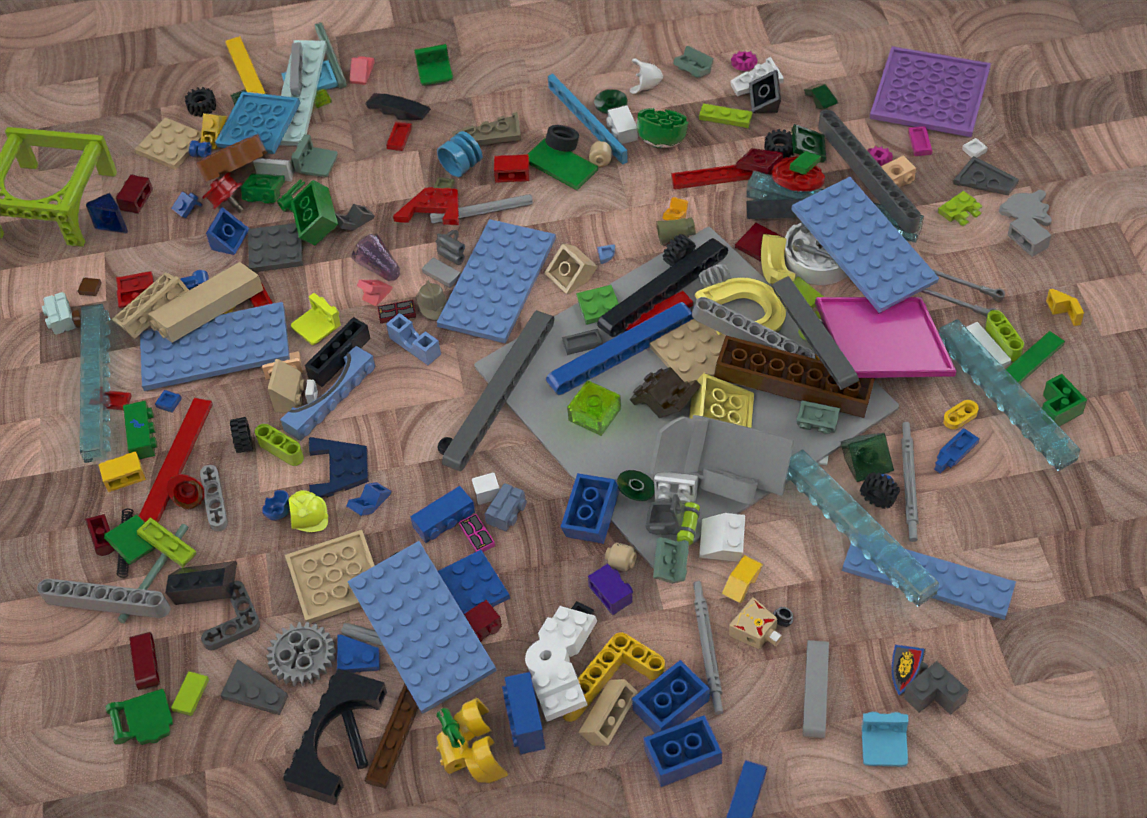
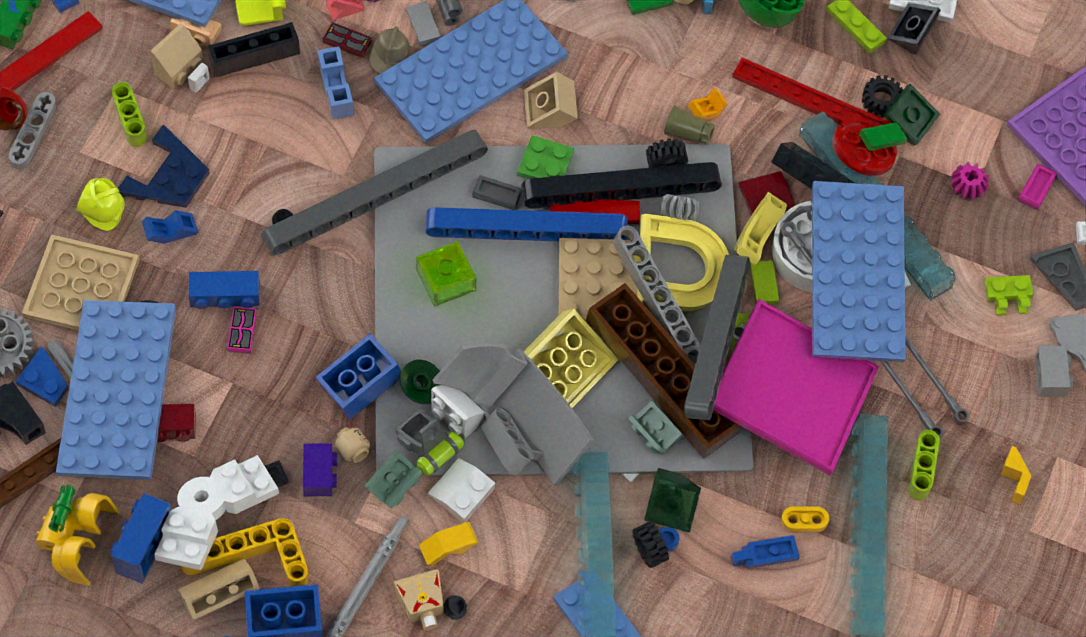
camera: 25 degrees right, 10 degrees up
(241, 435) = (99, 82): black tyre -> none
(277, 506) = (78, 177): blue hair -> none
(302, 420) = (172, 102): medium blue arch -> none
(473, 582) = (198, 377): blue plate -> none
(485, 488) = (284, 289): white panel -> none
(505, 507) = (287, 321): sand blue brick -> none
(606, 253) = (602, 107): medium blue tile -> none
(664, 392) = (525, 302): dark brown bracket -> none
(759, 160) = (842, 102): dark red tile -> none
(822, 96) = (975, 66): dark green slope -> none
(869, 171) = (941, 189): dark grey beam -> none
(900, 171) = (981, 203): light nougat brick -> none
(909, 482) = (693, 554): light grey axle -> none
(987, 341) = (898, 463): white tile -> none
(1035, 356) = (933, 508): green tile -> none
(1063, 400) = (915, 580): green brick -> none

